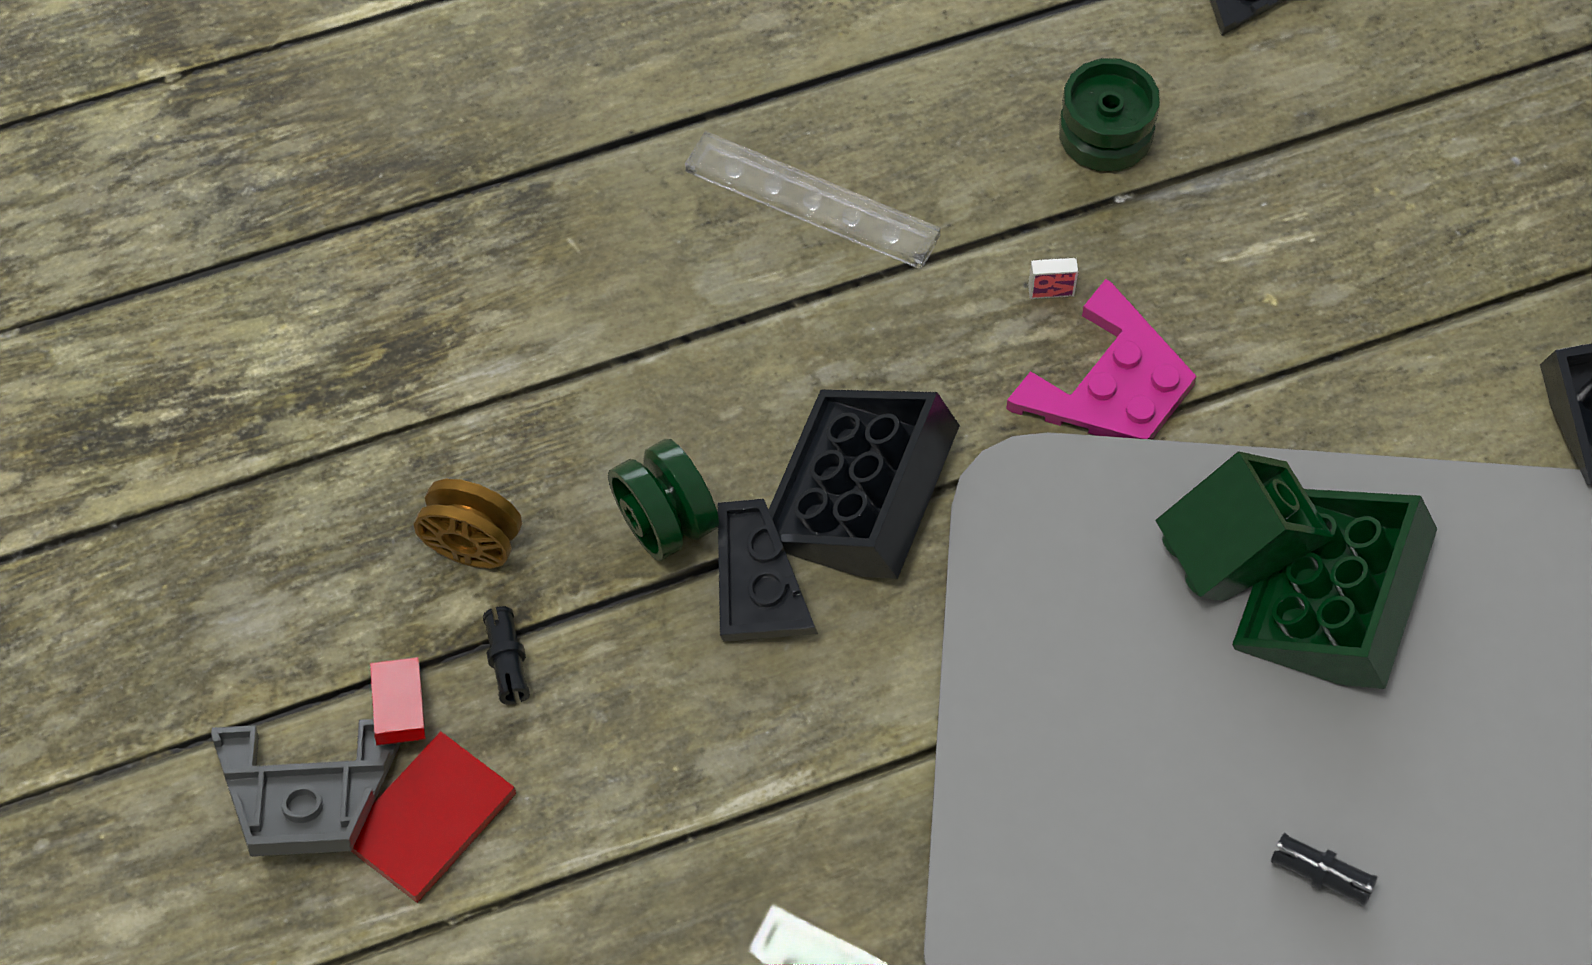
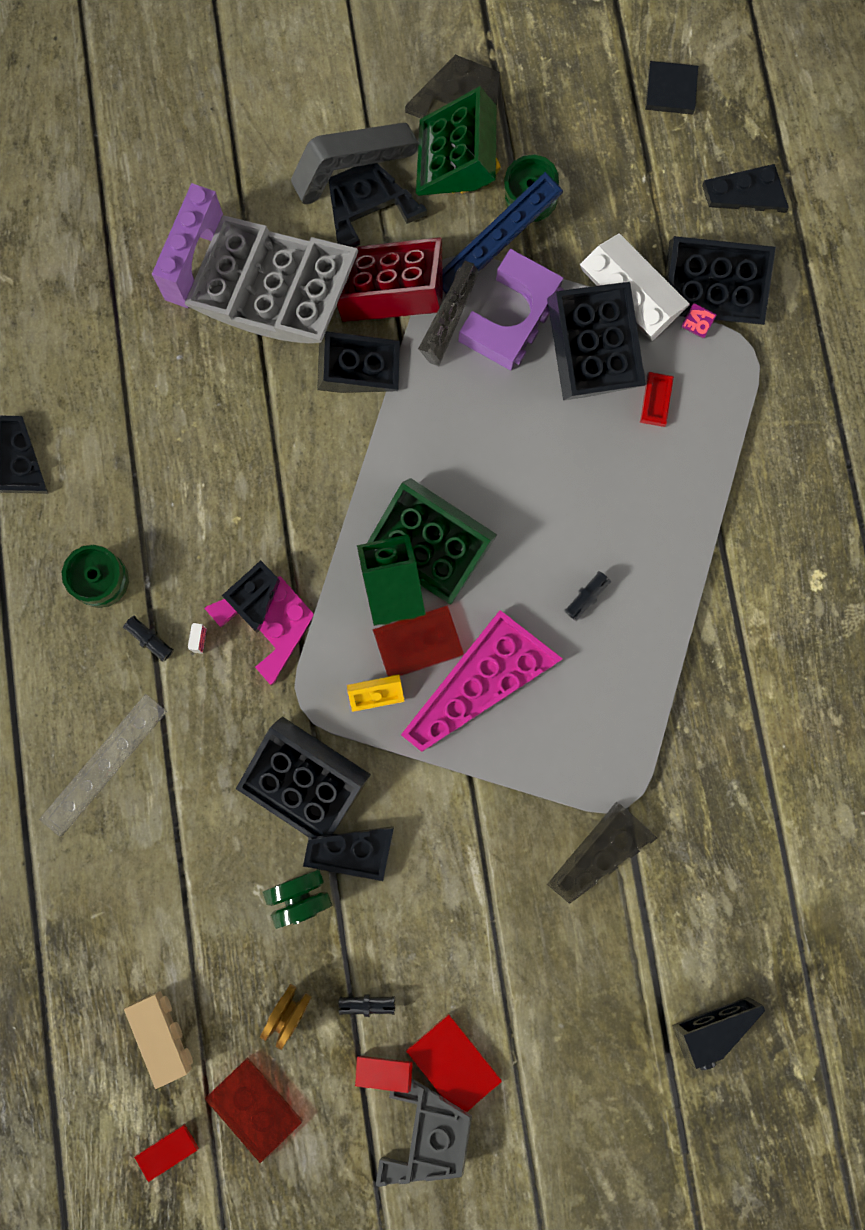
camera: 80 degrees left, 20 degrees up
(223, 414) = (166, 1152): none -> red tile
(308, 523) = (253, 1110): none -> clear red tile
(398, 361) = (159, 1039): none -> tan brick
(1031, 212) = (148, 638): none -> black pin
(1039, 551) = (375, 693): none -> yellow plate
(1134, 729) = (490, 670): none -> dark pink wing
(1148, 607) = (418, 642): none -> clear red tile
(1150, 336) = (253, 594): none -> black wing

